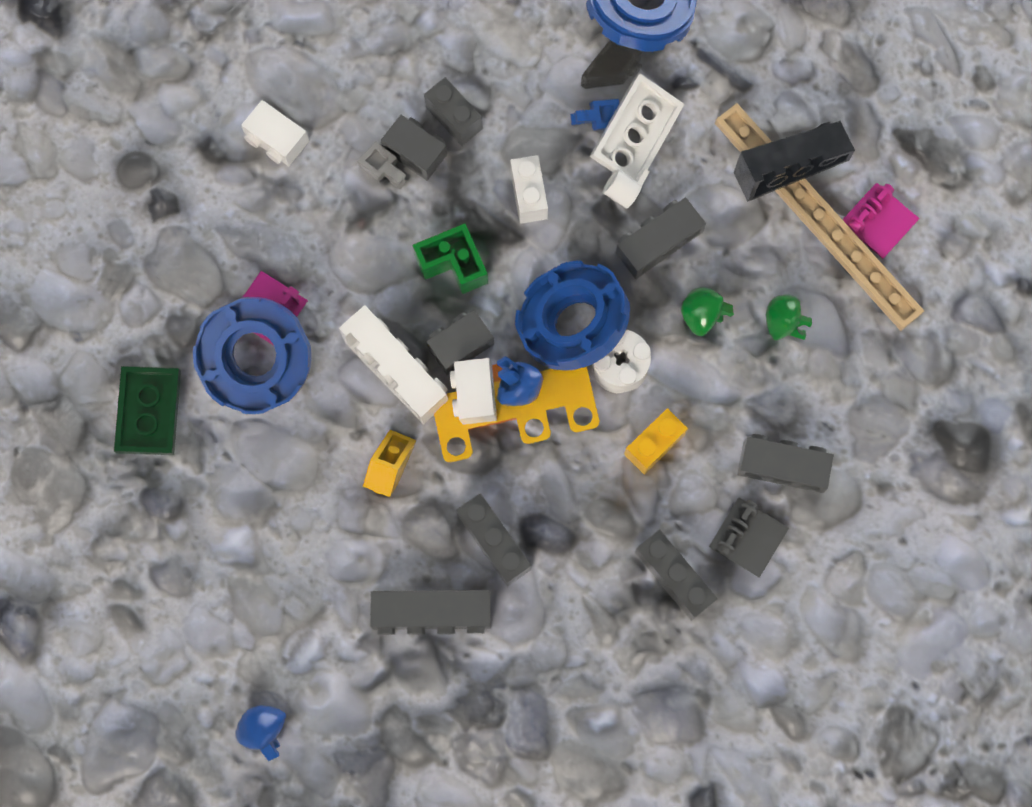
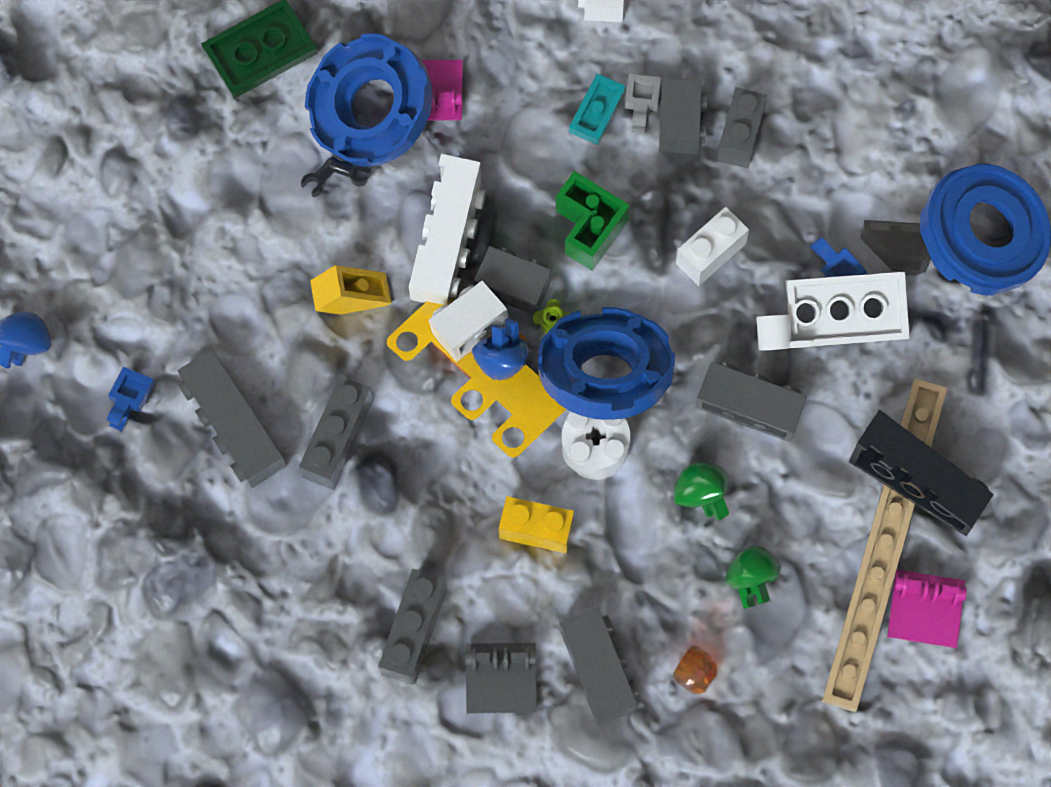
camera: 60 degrees right, 5 degrees down
(279, 418) = (333, 165): none -> black arm
(359, 674) = (128, 393): none -> blue plate
(368, 200) = (597, 109): none -> teal plate
(502, 340) = (543, 317): none -> lime plate
(829, 400) = (696, 671): none -> clear orange rock

